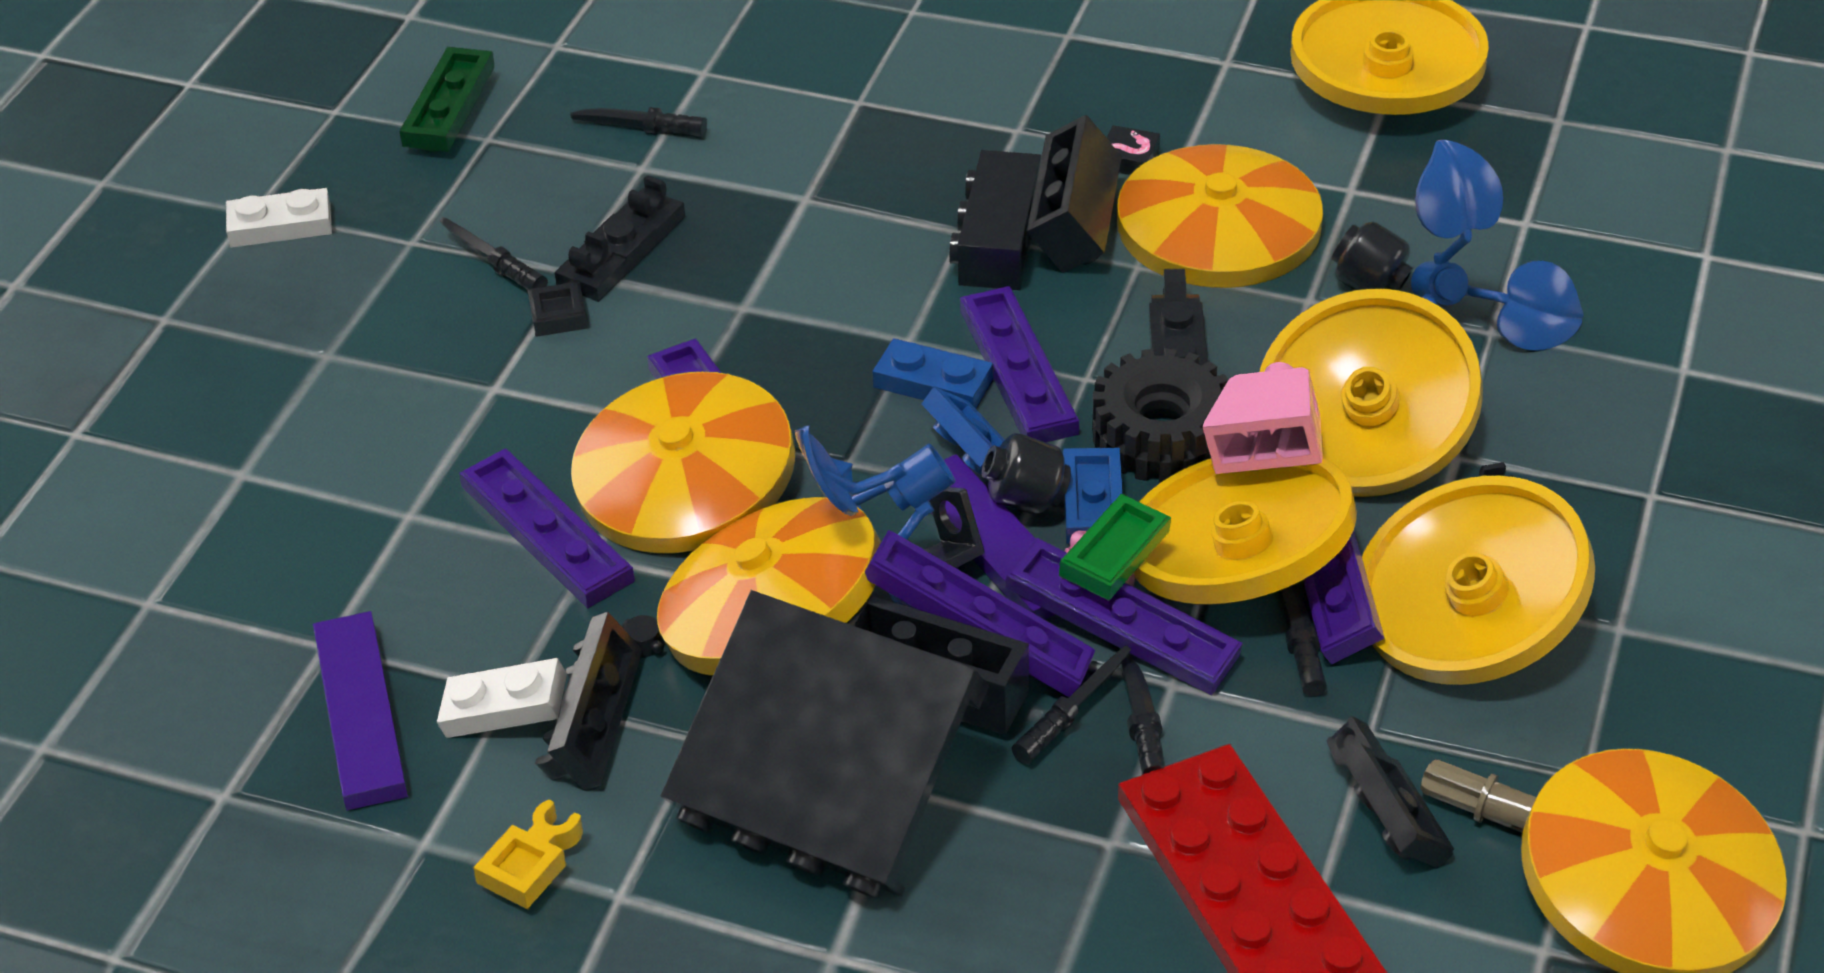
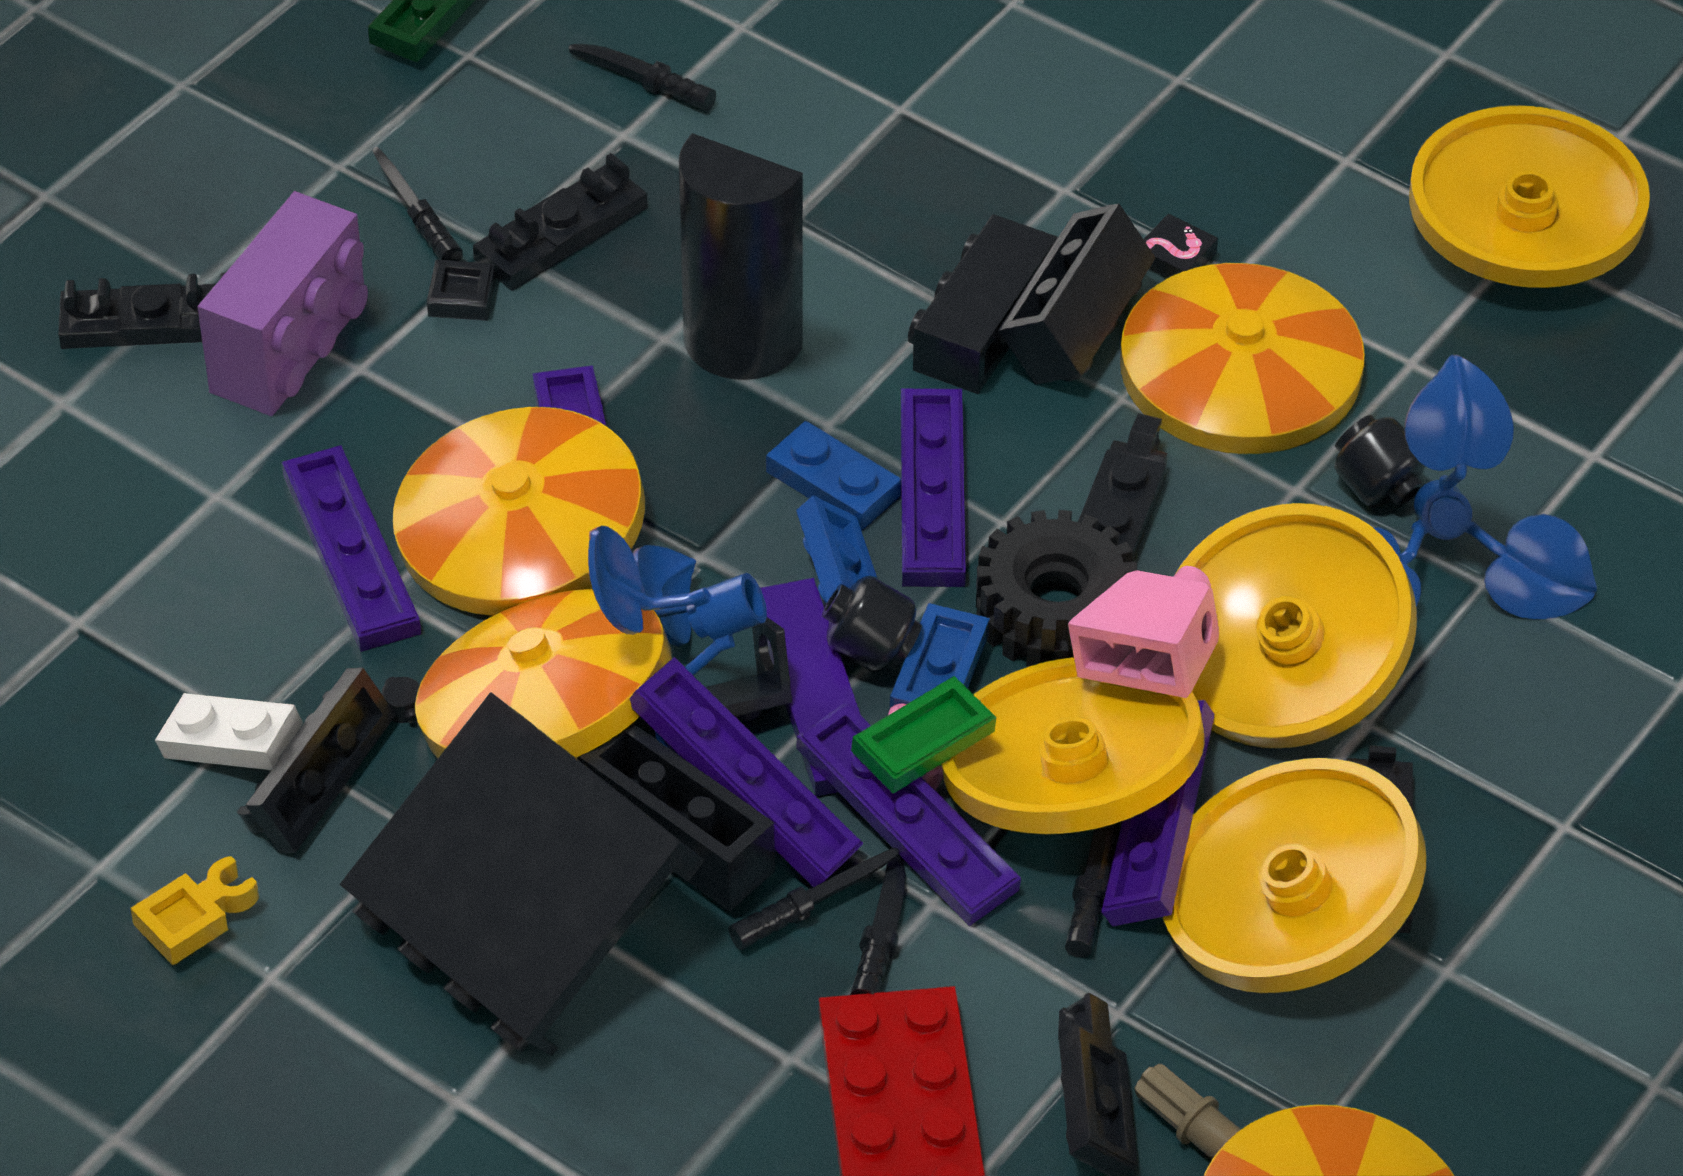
camera: 15 degrees right, 5 degrees up
(278, 217) = (205, 100): white plate -> none
(295, 386) = (131, 314): none -> black plate
(359, 711) = (85, 704): dark purple tile -> none
(416, 346) = (283, 303): none -> medium lavender brick
(802, 216) = (740, 260): none -> black brick

